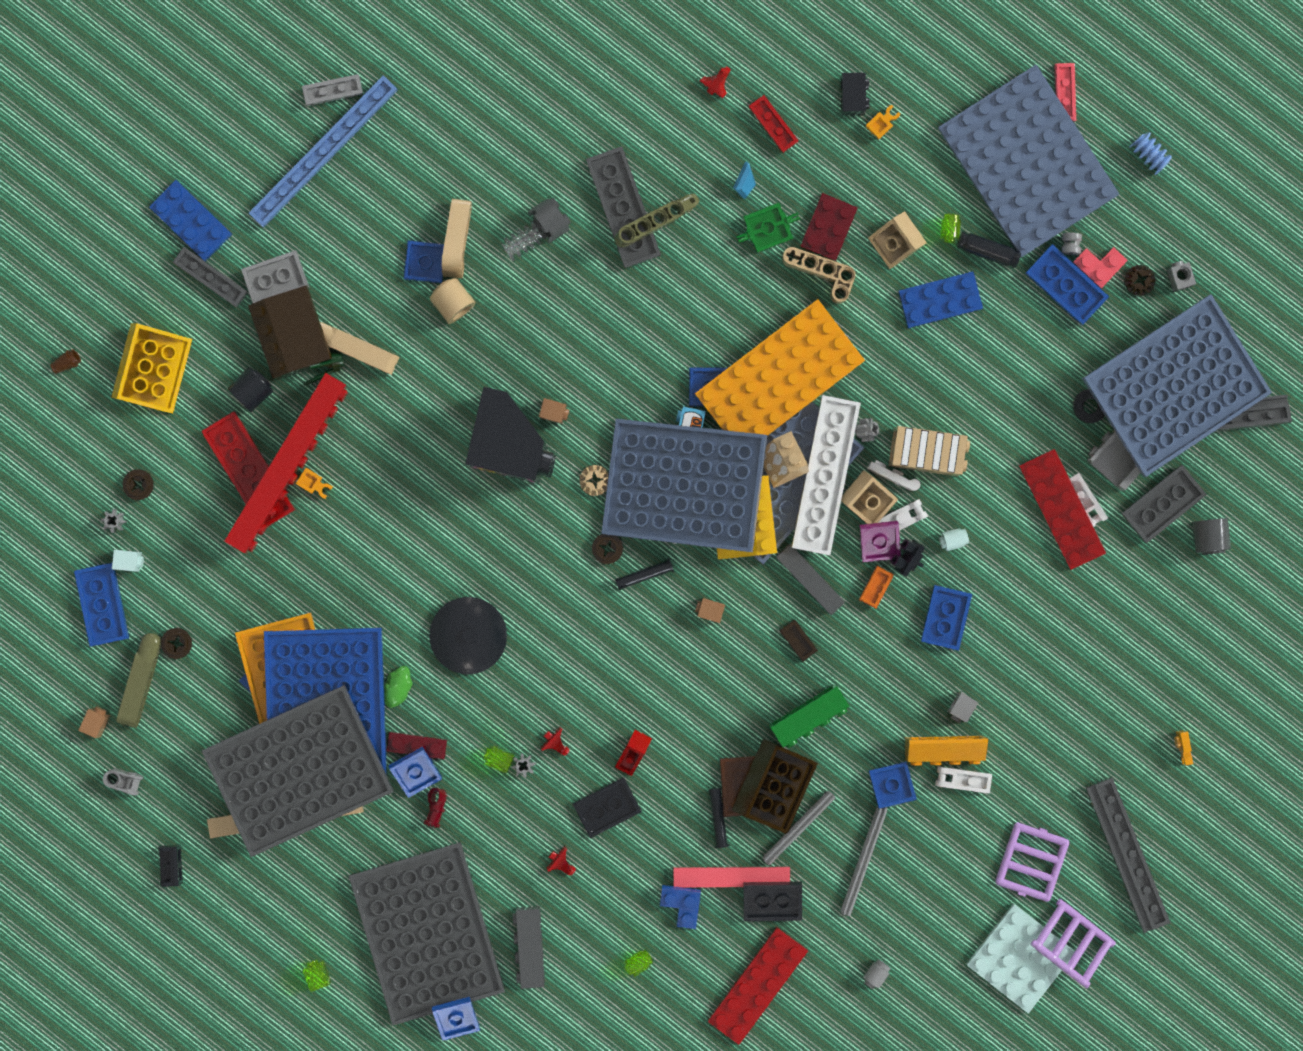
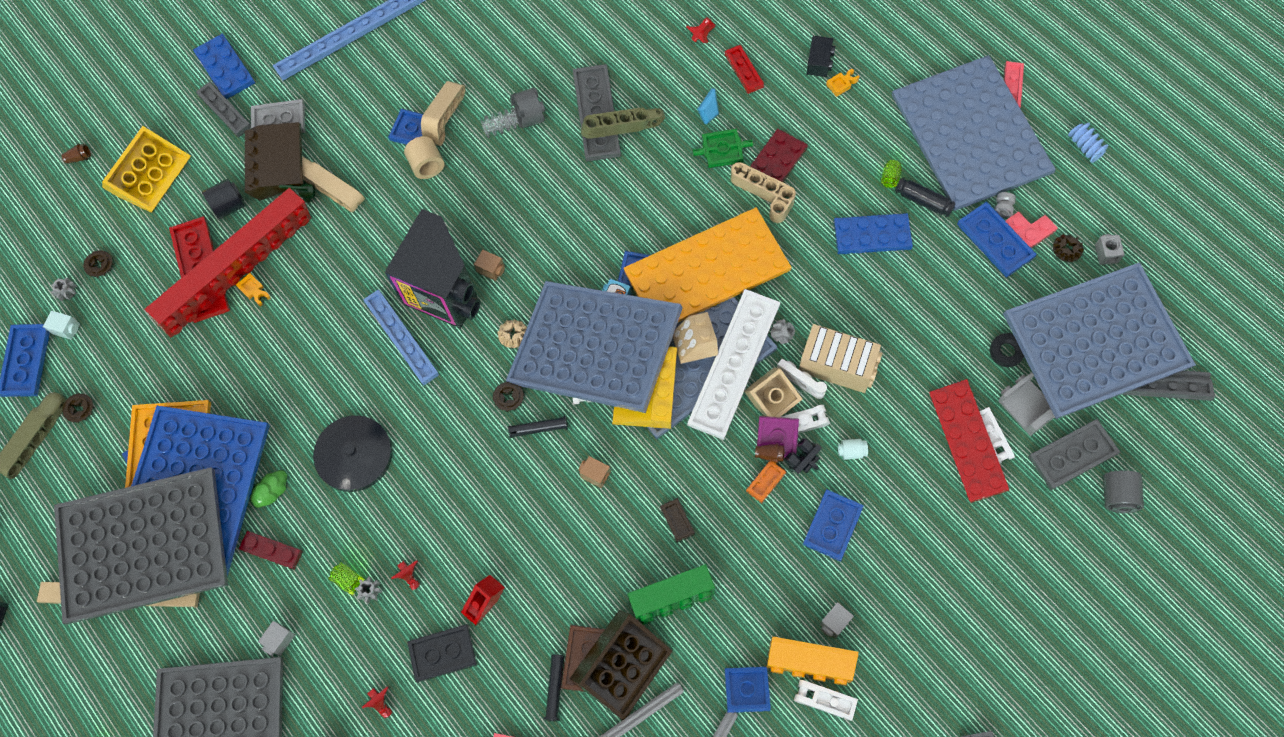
camera: 15 degrees right, 20 degrees down
(415, 772) = (258, 574): plate -> none
(436, 807) = (269, 609): dark red connector -> none
(450, 827) = (276, 639): none -> light grey brick
(482, 506) = (401, 337): none -> medium blue plate
(810, 579) = (700, 461): dark grey slope -> none
(876, 560) = (770, 452): none -> reddish brown cone
(897, 240) = (839, 175): tan slope -> none
(1183, 743) = (1075, 707): light orange plate -> none

